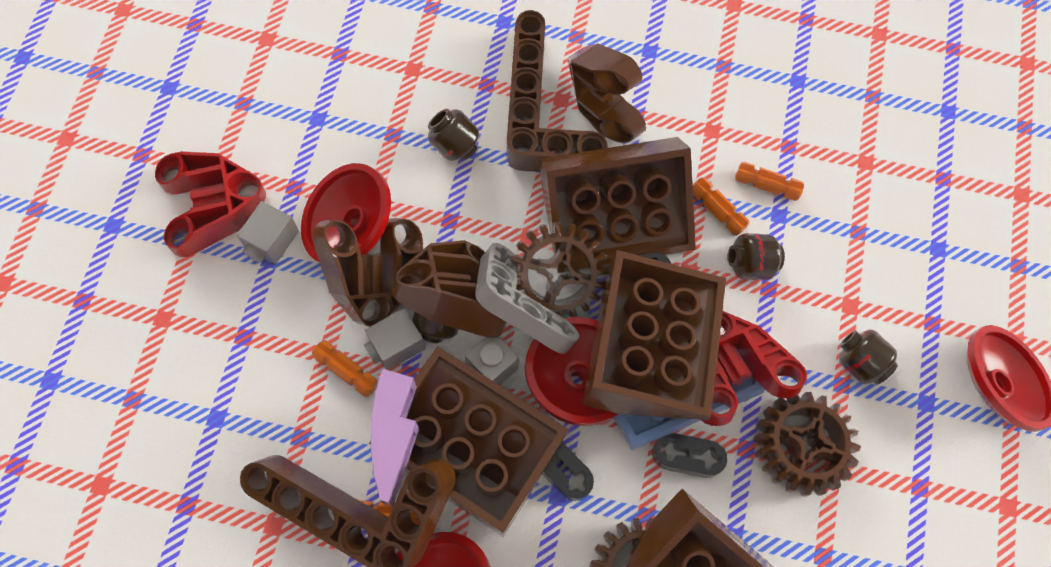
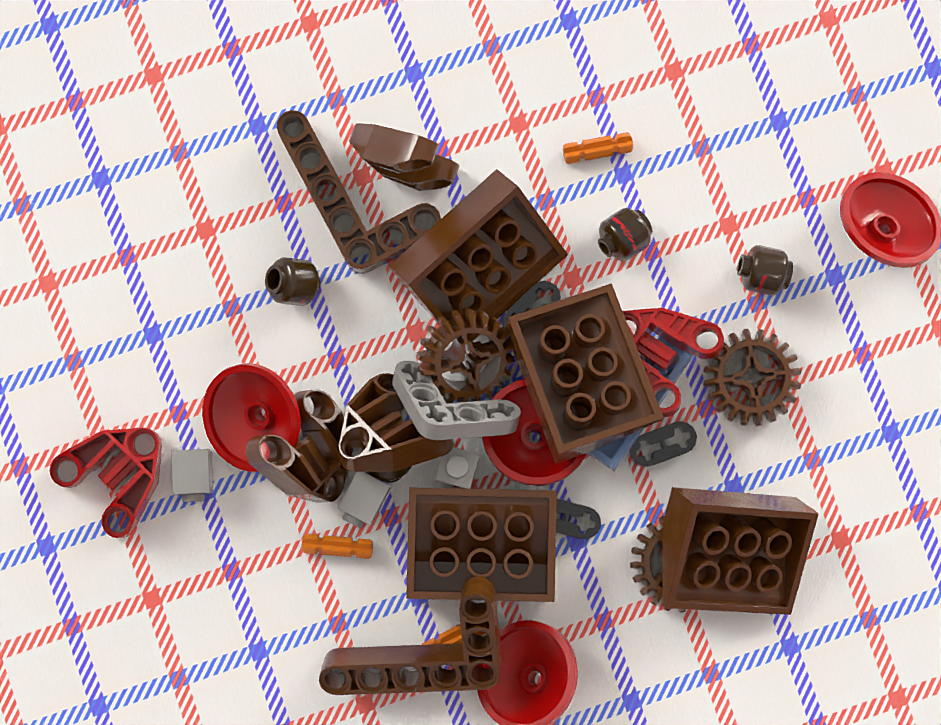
camera: 30 degrees left, 15 degrees up
(392, 432) = (422, 582): lavender slope -> none
(720, 206) = (566, 200): orange axle -> none

